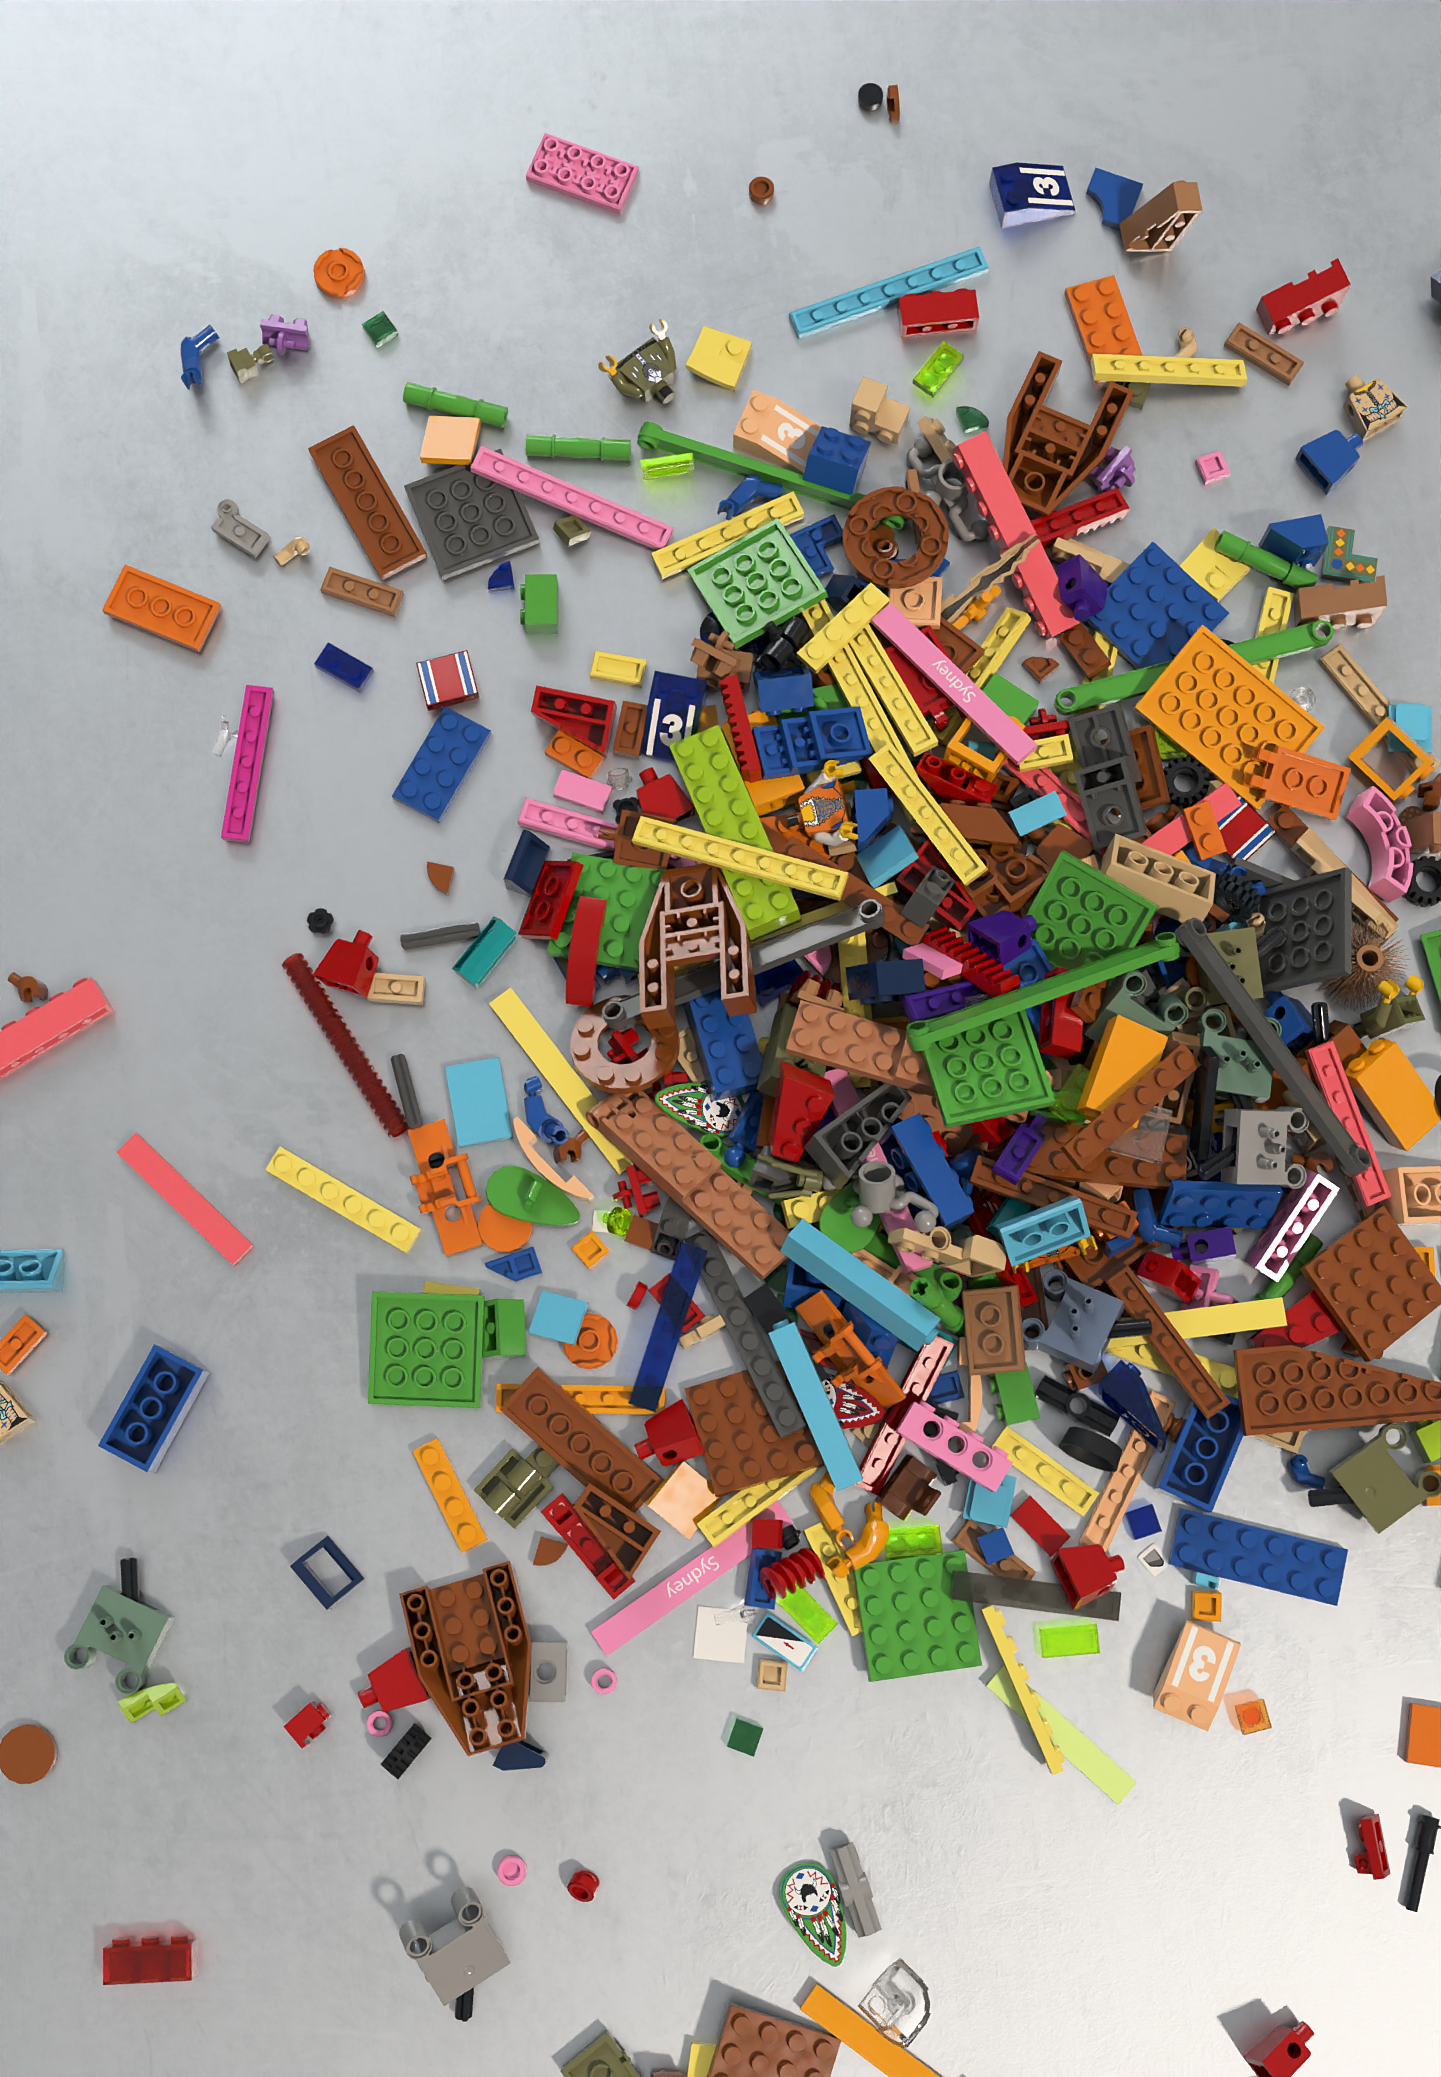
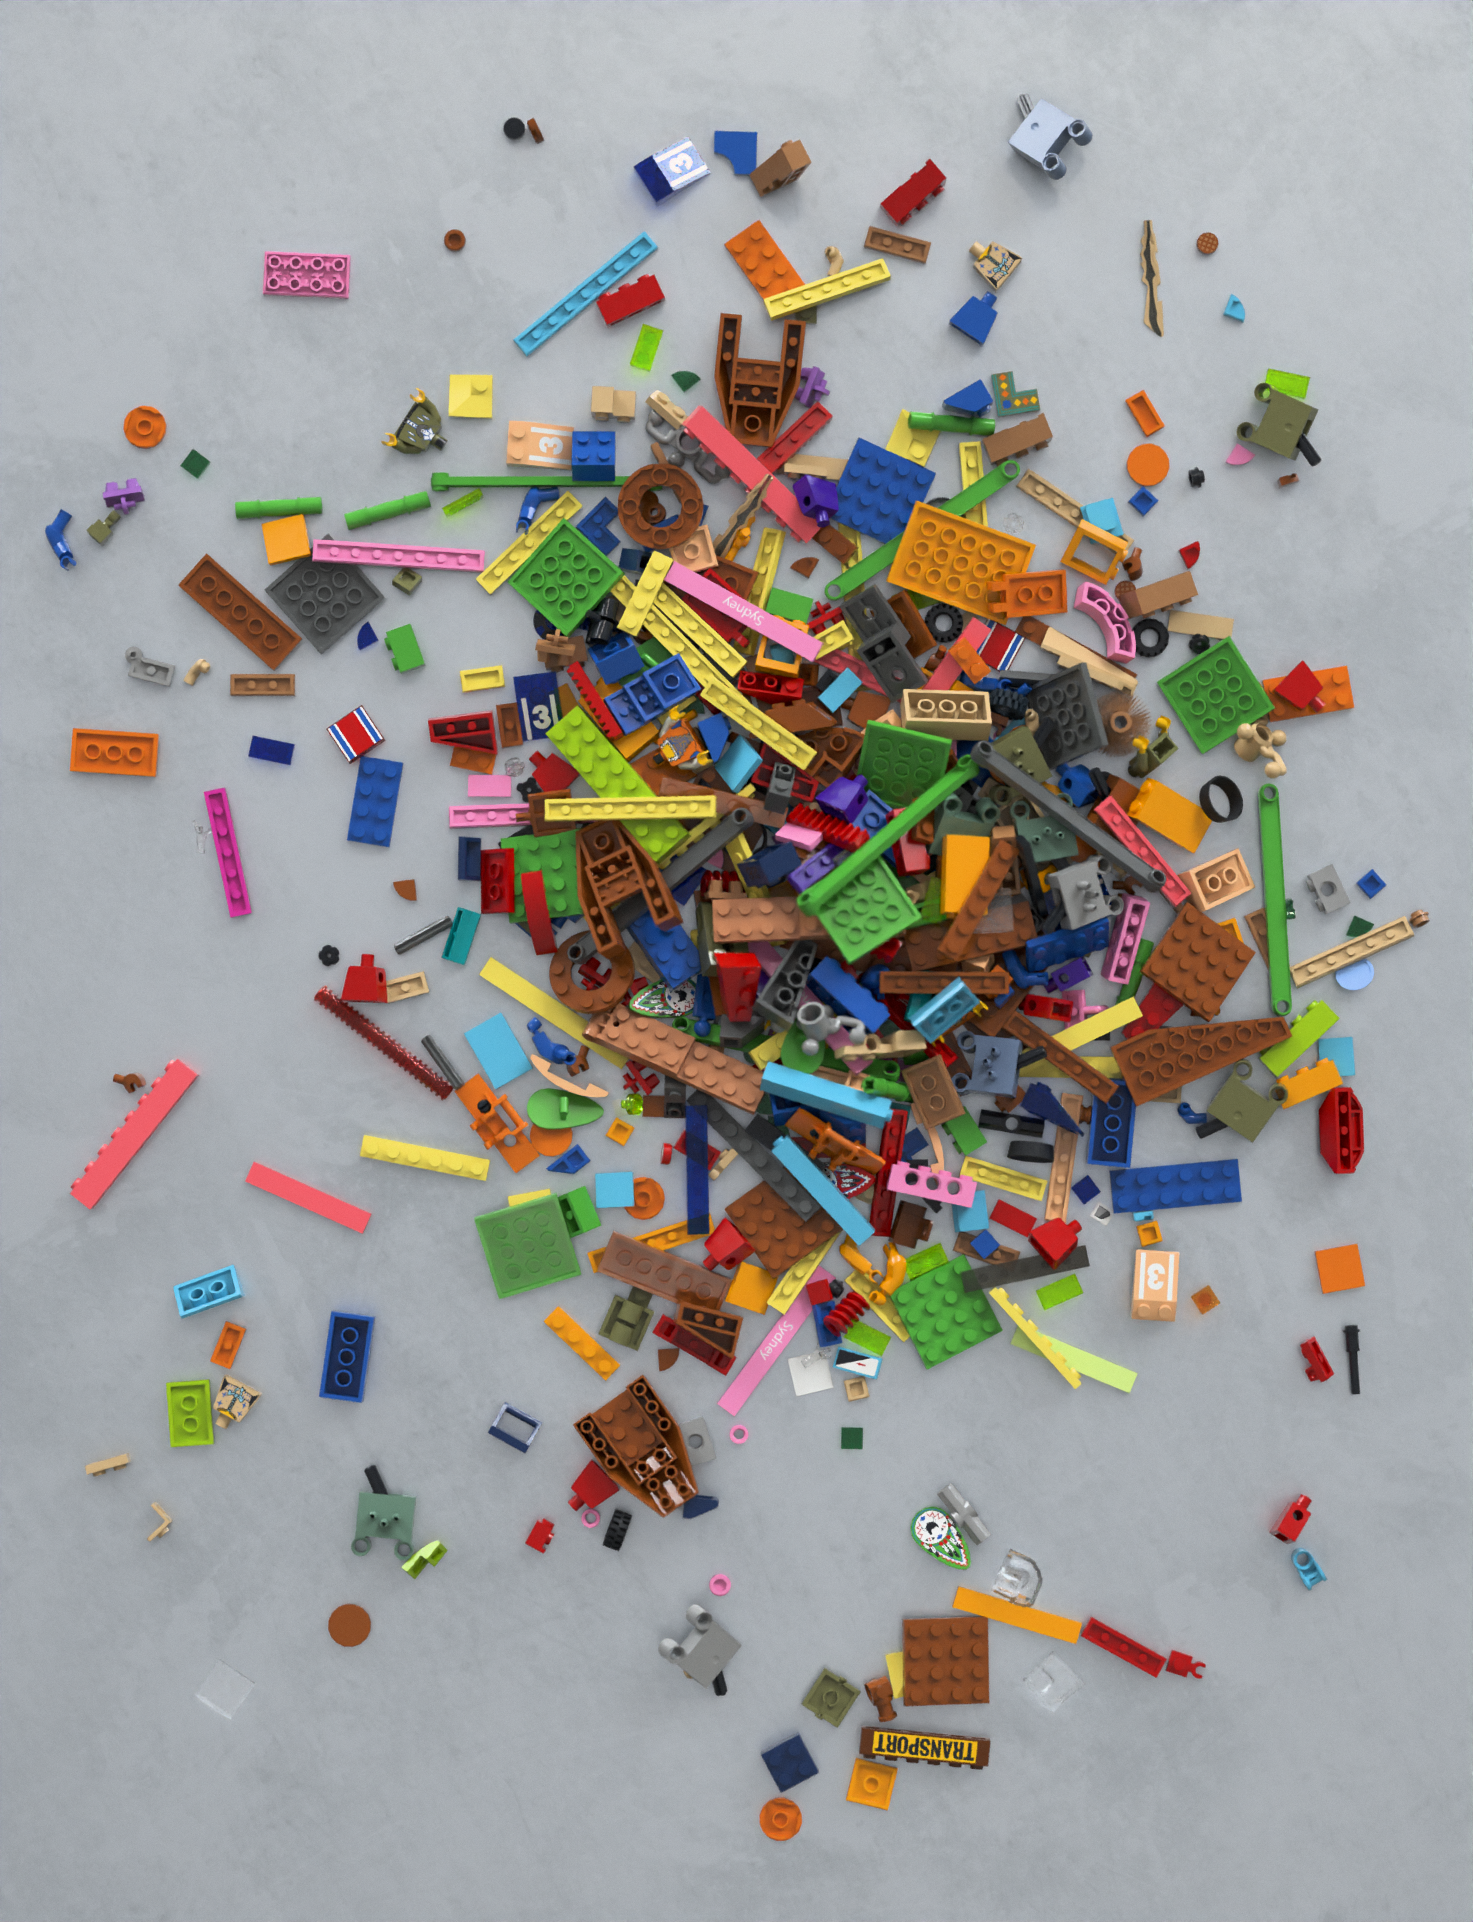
camera: 20 degrees left, 10 degrees up
(150, 1960) = (491, 1731): clear red brick -> none
(583, 1885) = (773, 1577): red tile -> none
(807, 1178) = (761, 1029): olive plant -> none
(1020, 1150) = (909, 957): dark purple hinge -> none
(1212, 467) = (886, 355): bright pink tile -> none

